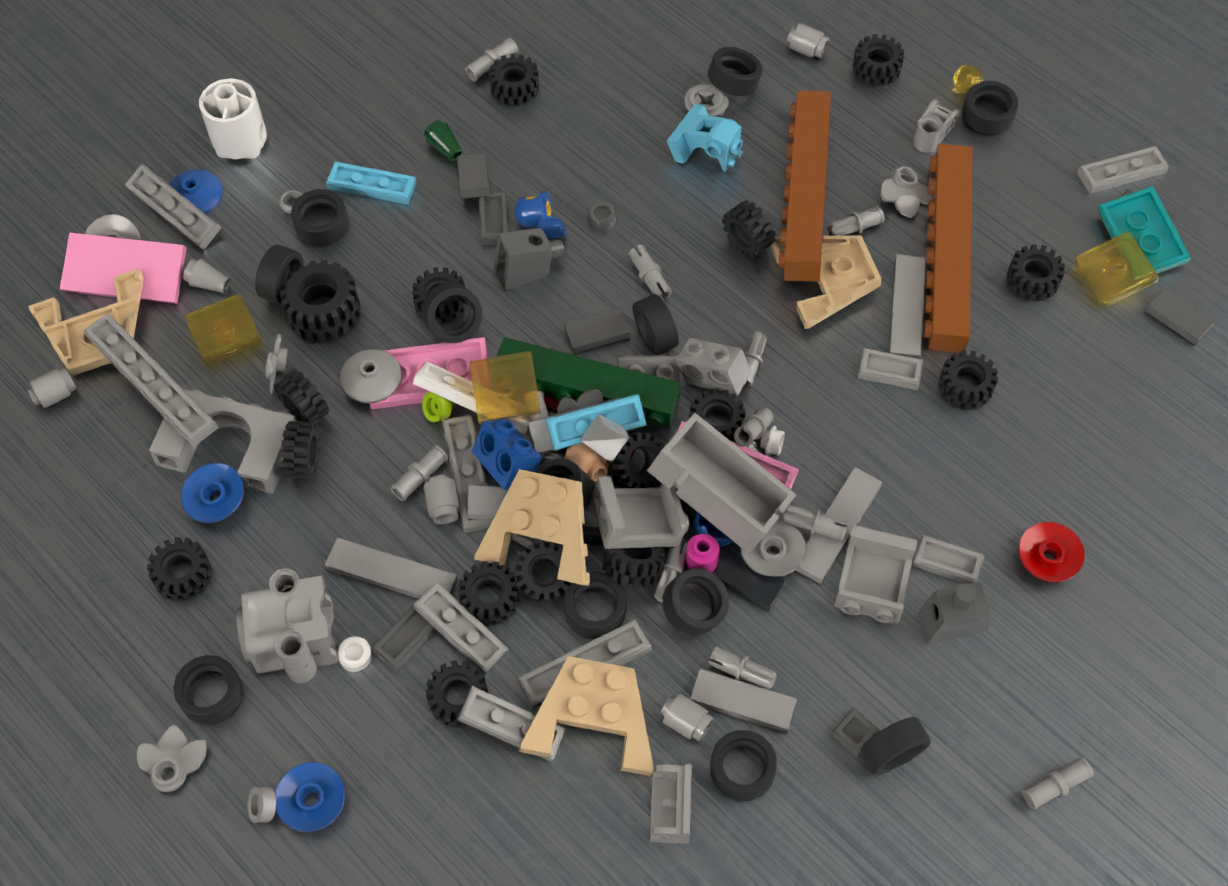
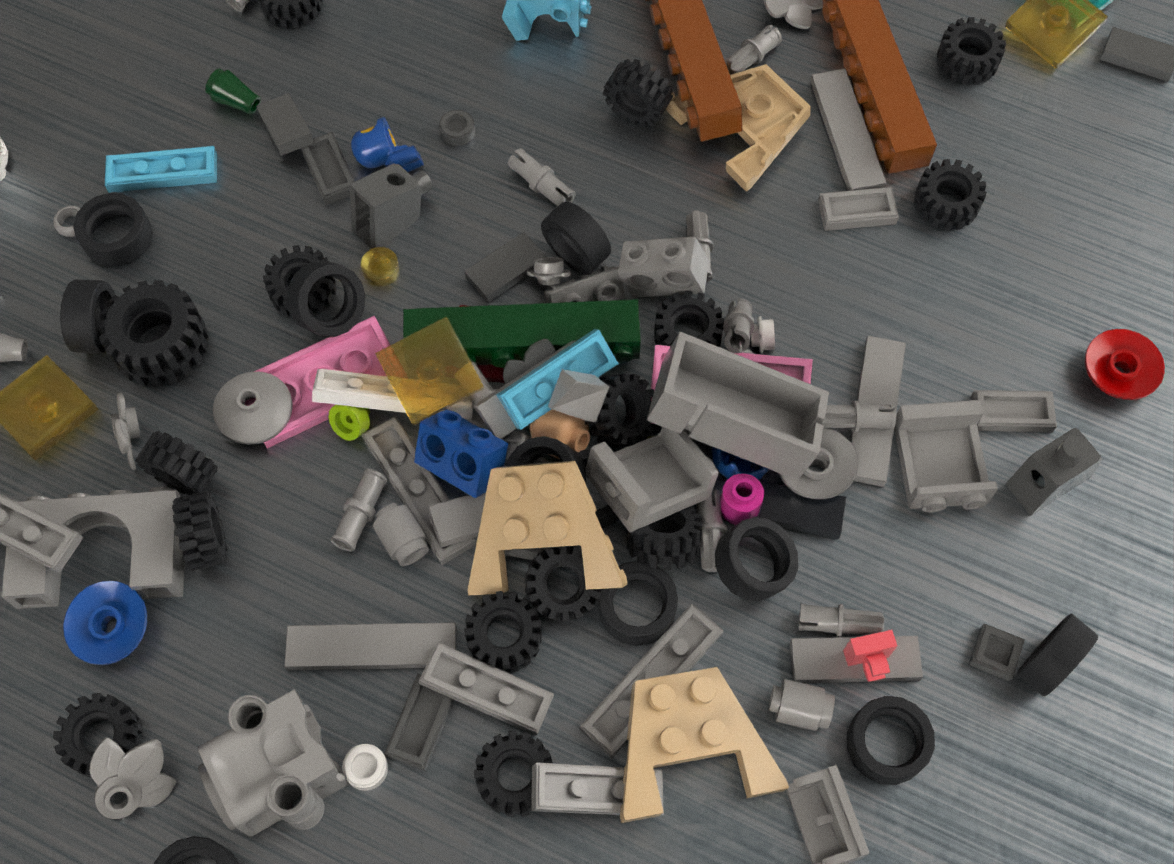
camera: 20 degrees left, 5 degrees up
(193, 599) = (131, 772): none -> light grey plate
(503, 302) = (380, 266): none -> clear yellow tile
(627, 343) = (549, 270): none -> light grey plate
(752, 694) = (872, 652): none -> coral tile

